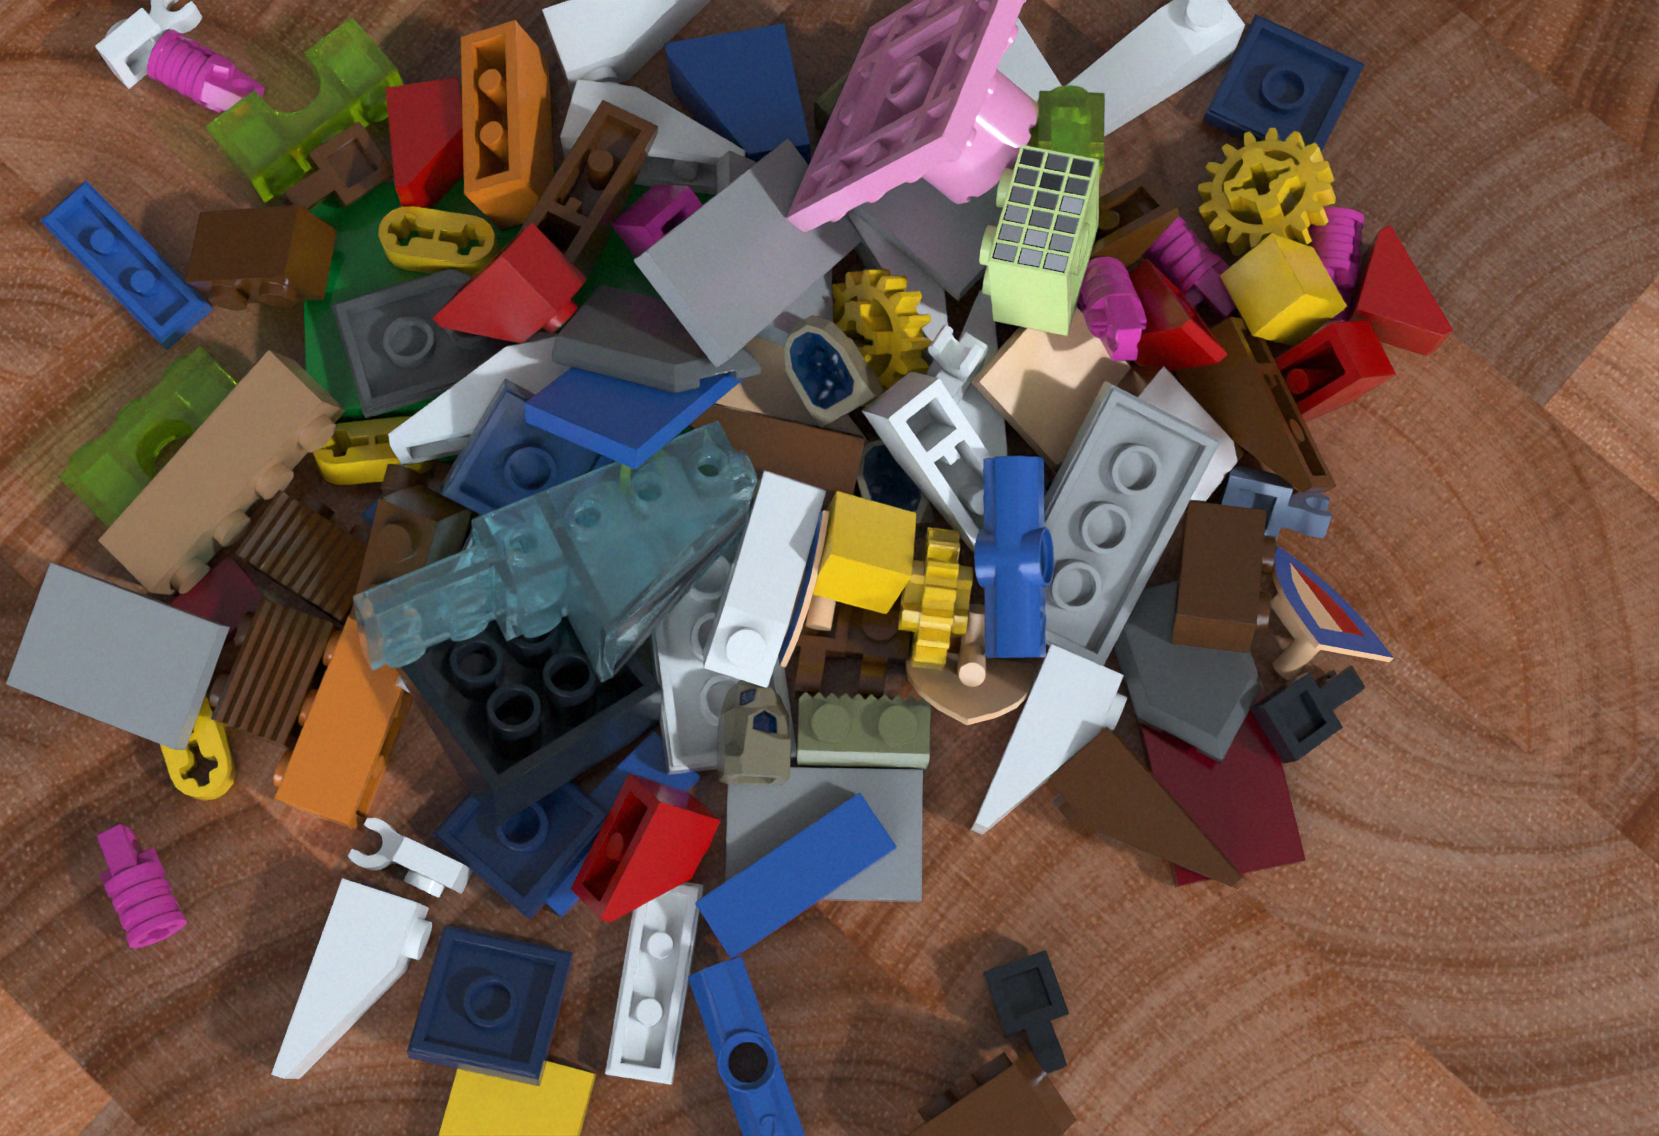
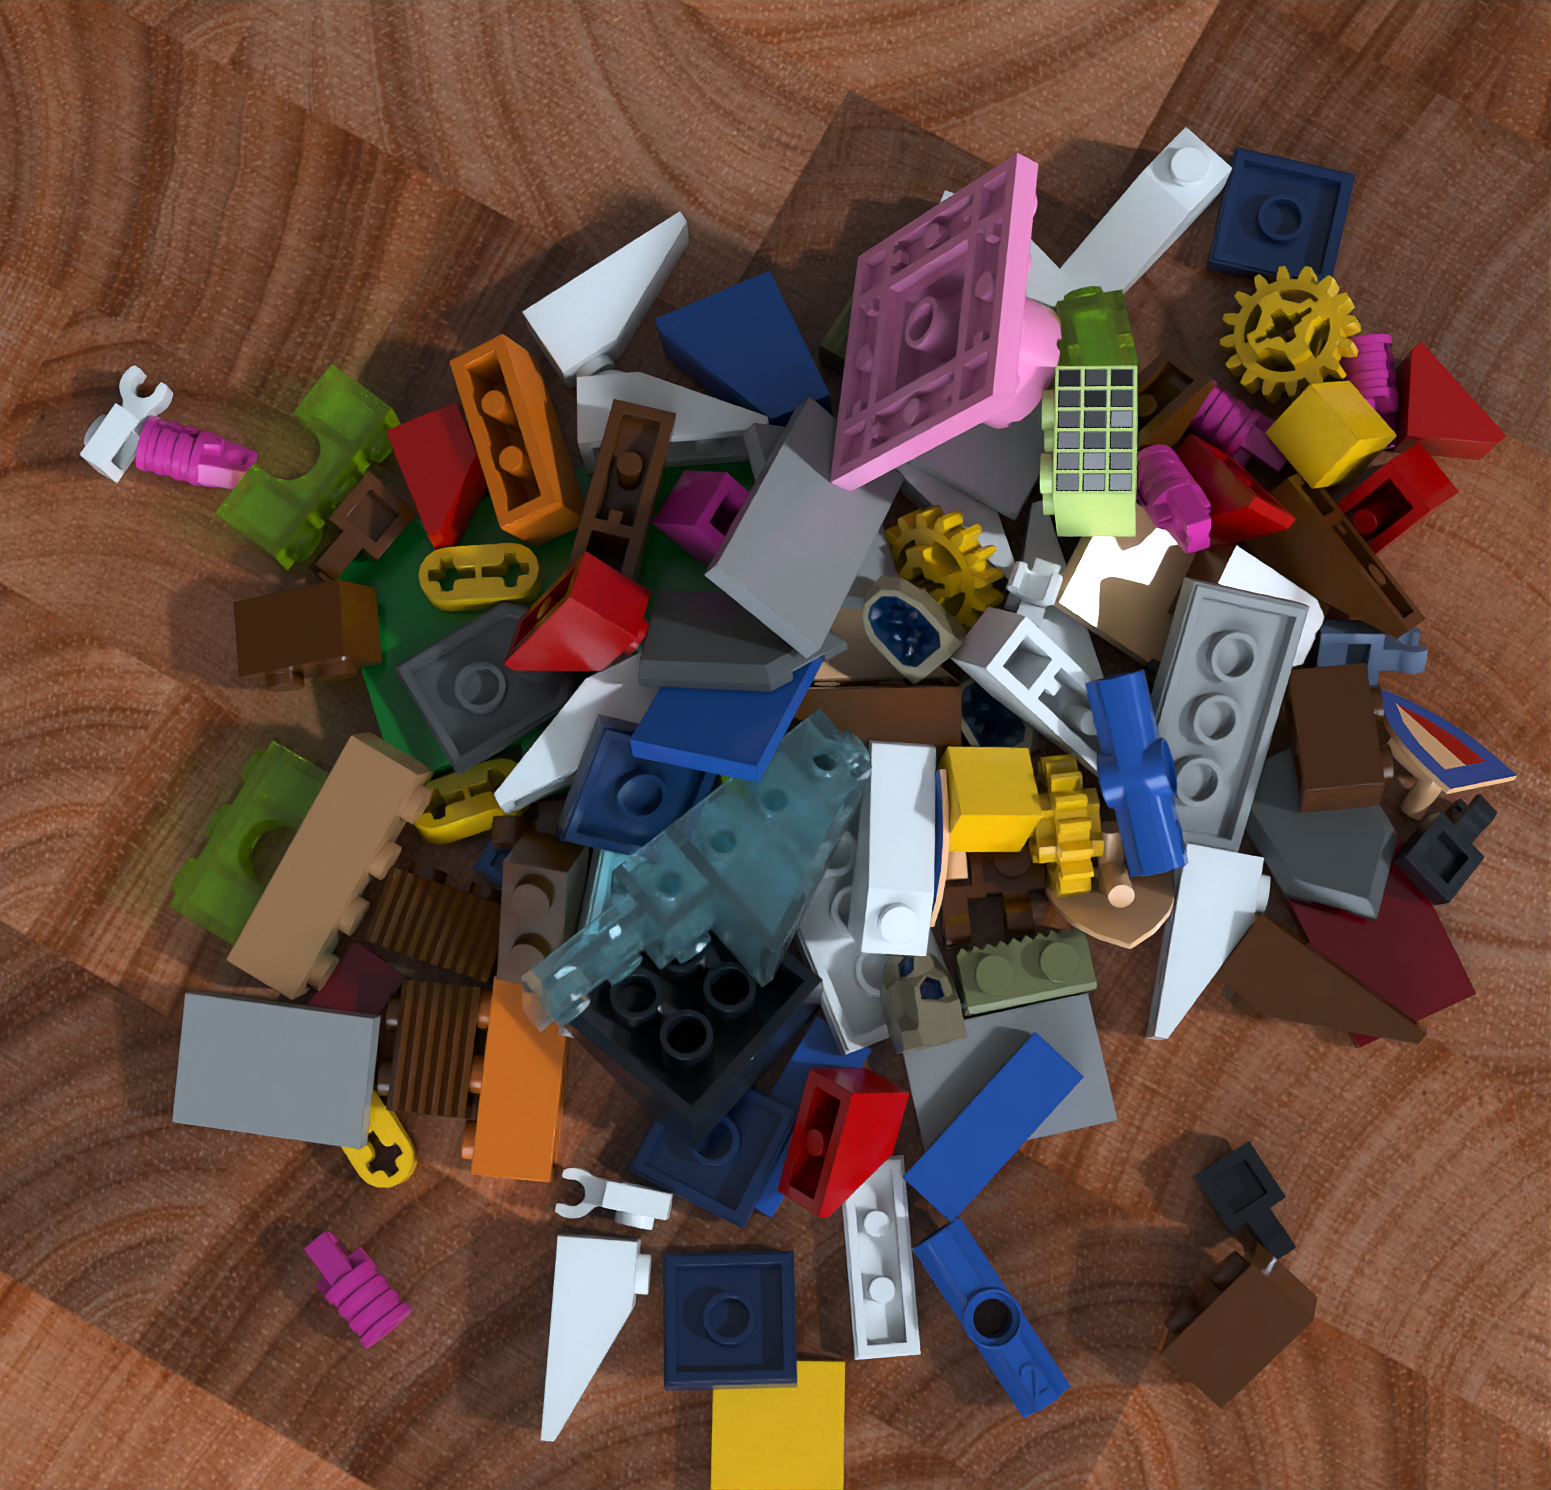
camera: 10 degrees left, 5 degrees up
(126, 265) = (167, 668): blue tile -> none

